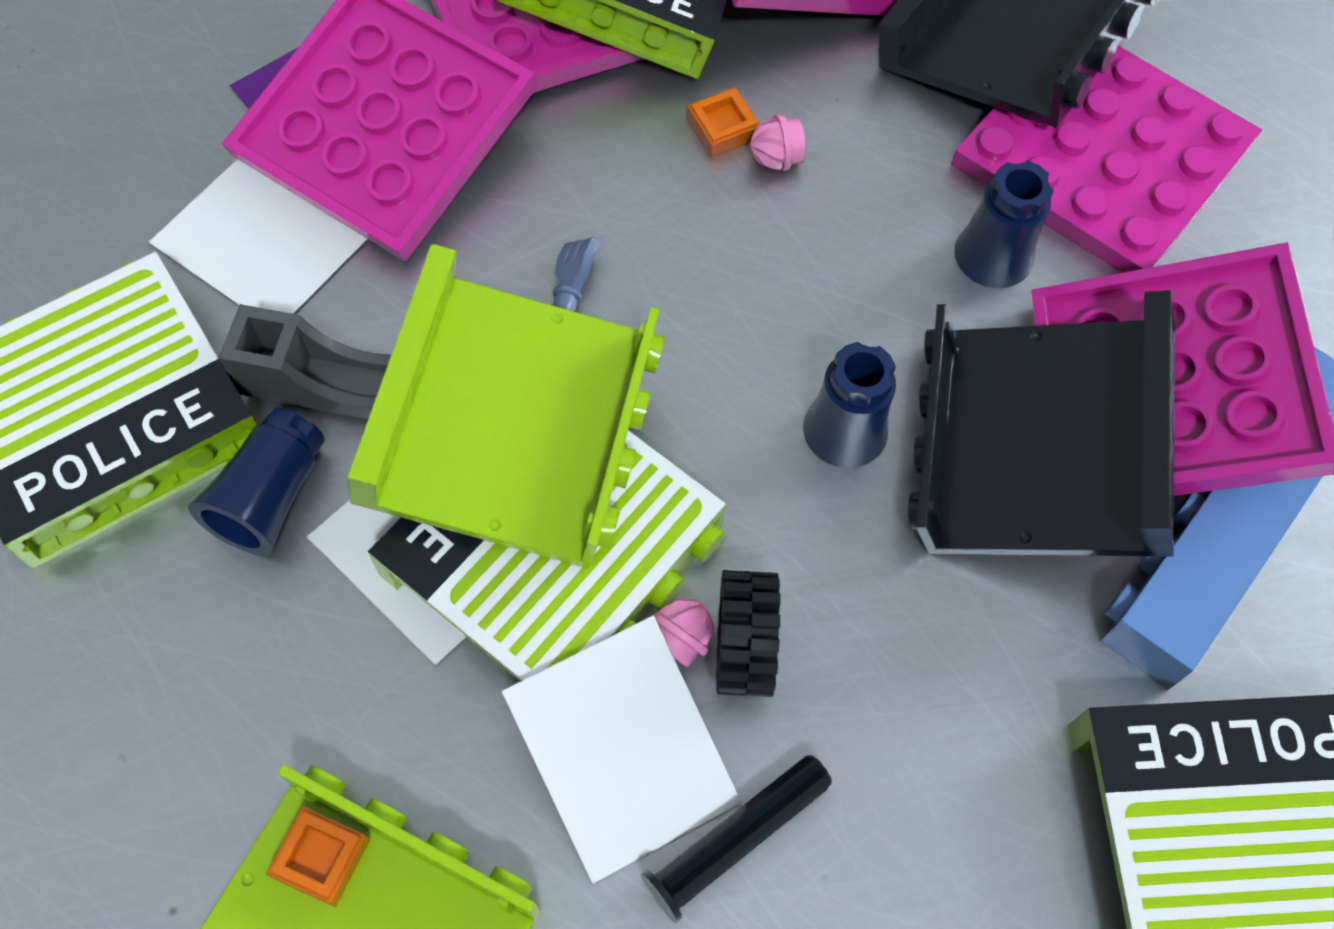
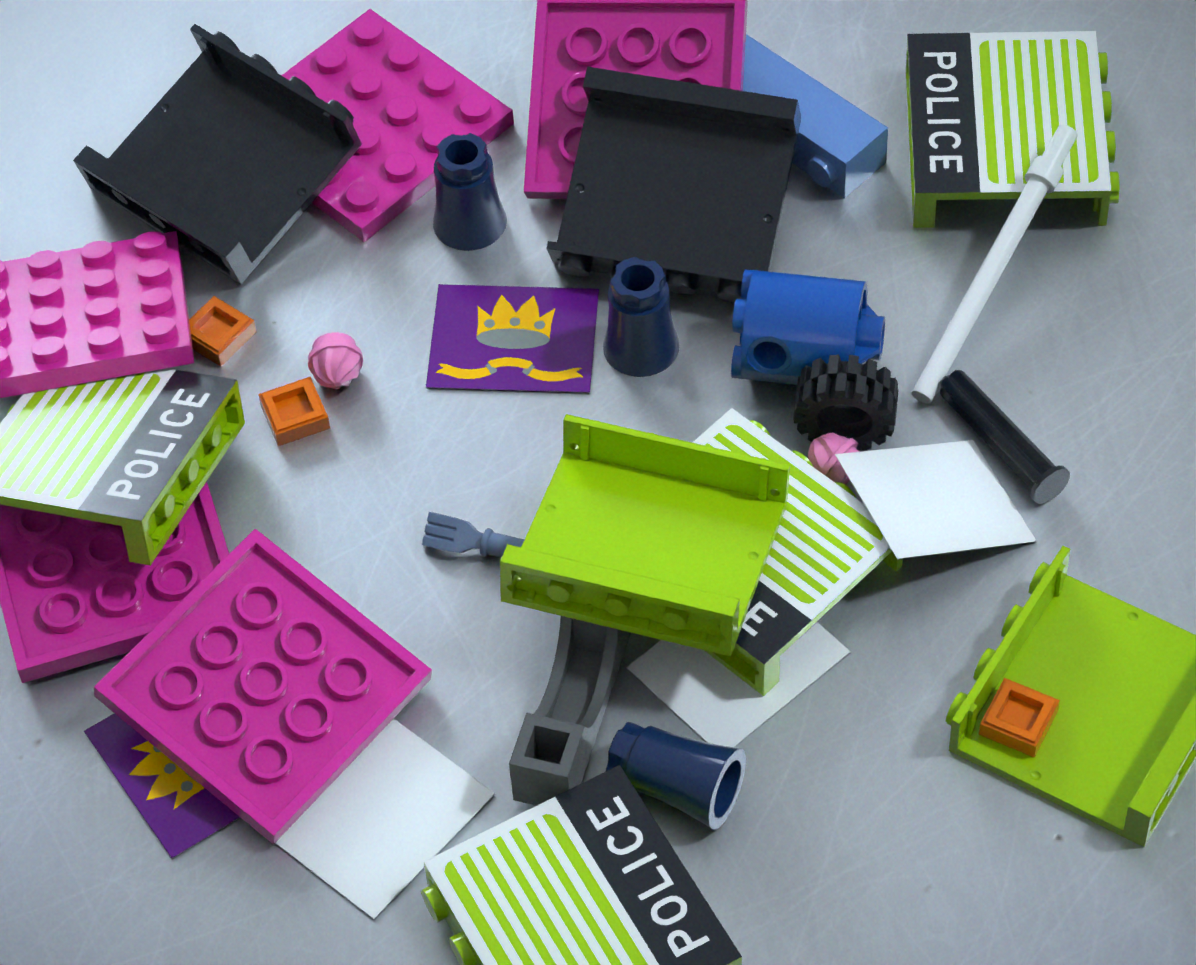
camera: 80 degrees left, 10 degrees down
(815, 52) = (220, 330): none -> orange tile
(837, 293) = (513, 338): none -> dark purple sticker
(850, 580) = (801, 318): none -> blue cylinder
(1138, 873) = (1041, 179): none -> white bar

